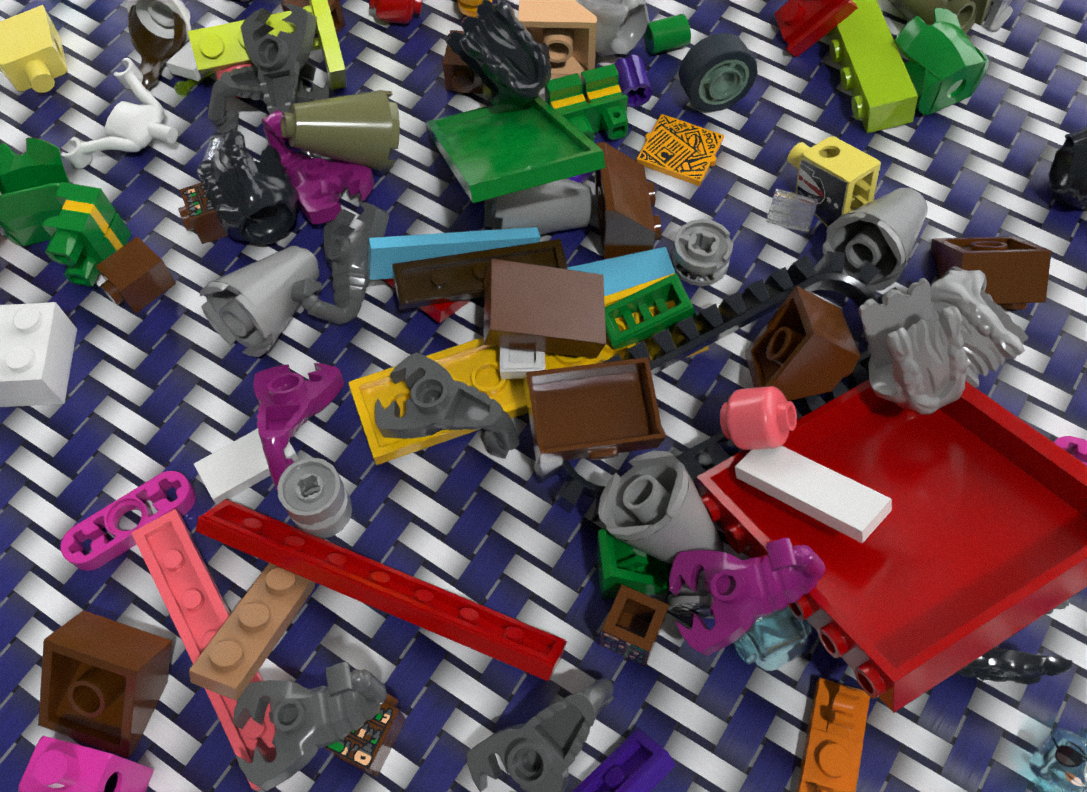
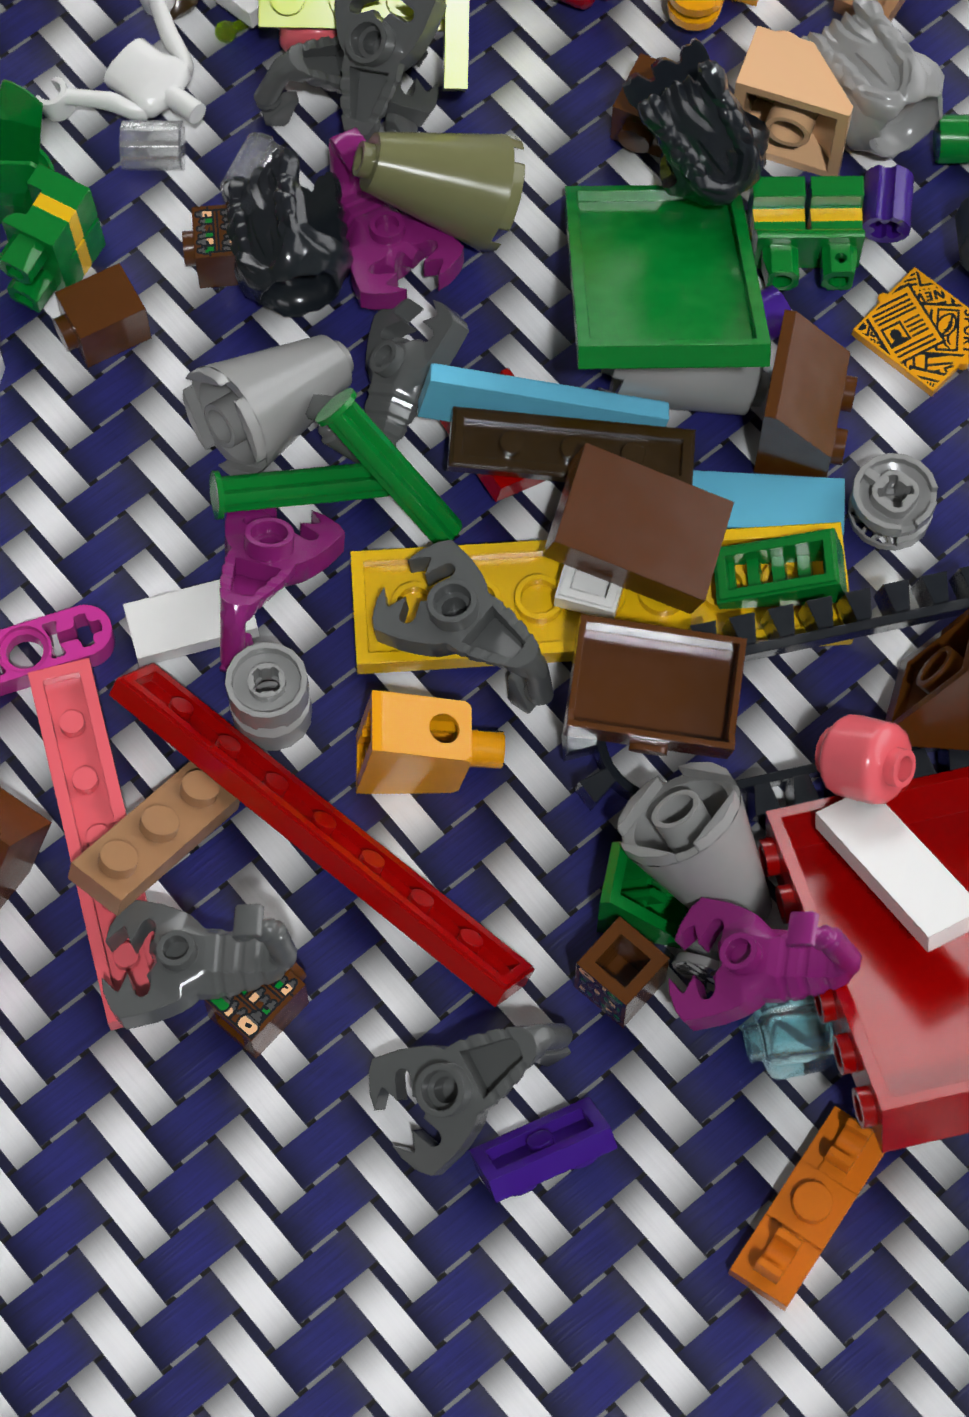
camera: 15 degrees right, 5 degrees up
(147, 163) = (152, 145): none -> clear piece
(300, 349) = (291, 488): none -> green axle
(358, 315) = (389, 467): none -> green axle
(435, 501) = (420, 745): none -> light orange torso

